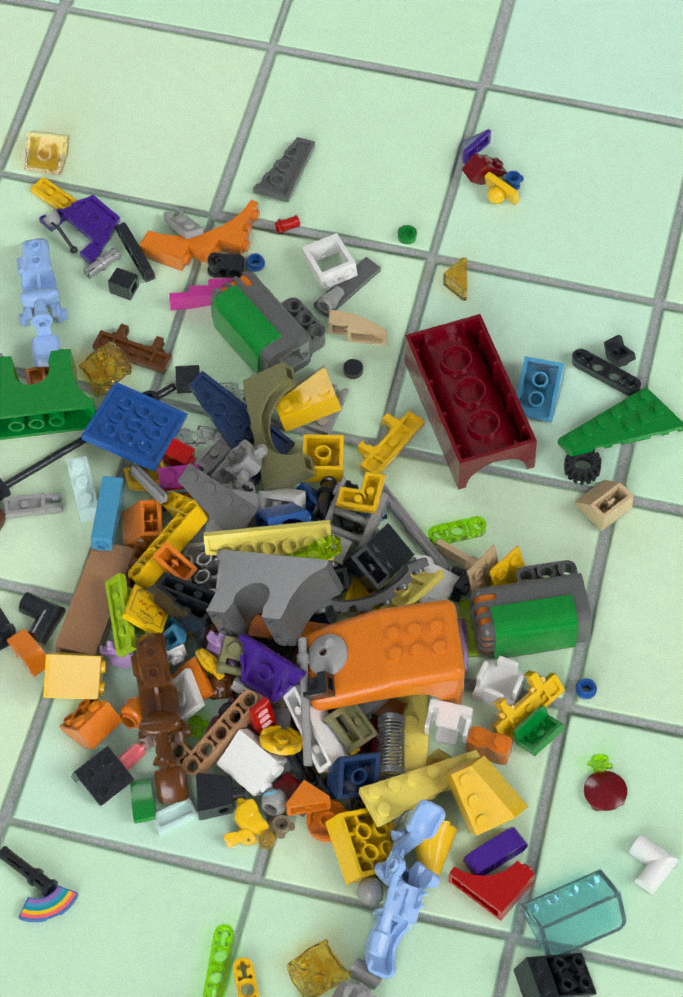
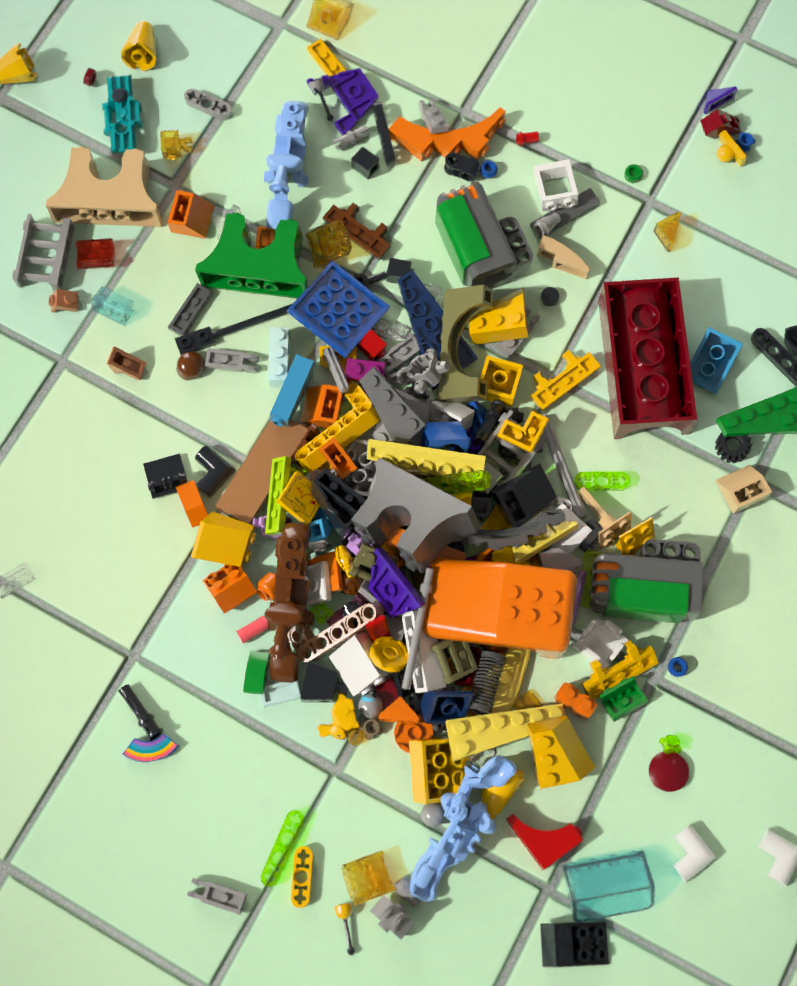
camera: 15 degrees right, 15 degrees up
(103, 776) = (227, 641): black bracket -> none
(197, 296) = (430, 191): dark pink slope -> none
(286, 172) = (538, 87): dark grey wing -> none
(320, 686) = (435, 621): black panel -> none
(334, 658) = (456, 593): light grey dish -> none
(450, 721) = (545, 671): white panel -> none
(495, 852) = (553, 806): dark purple beam -> none

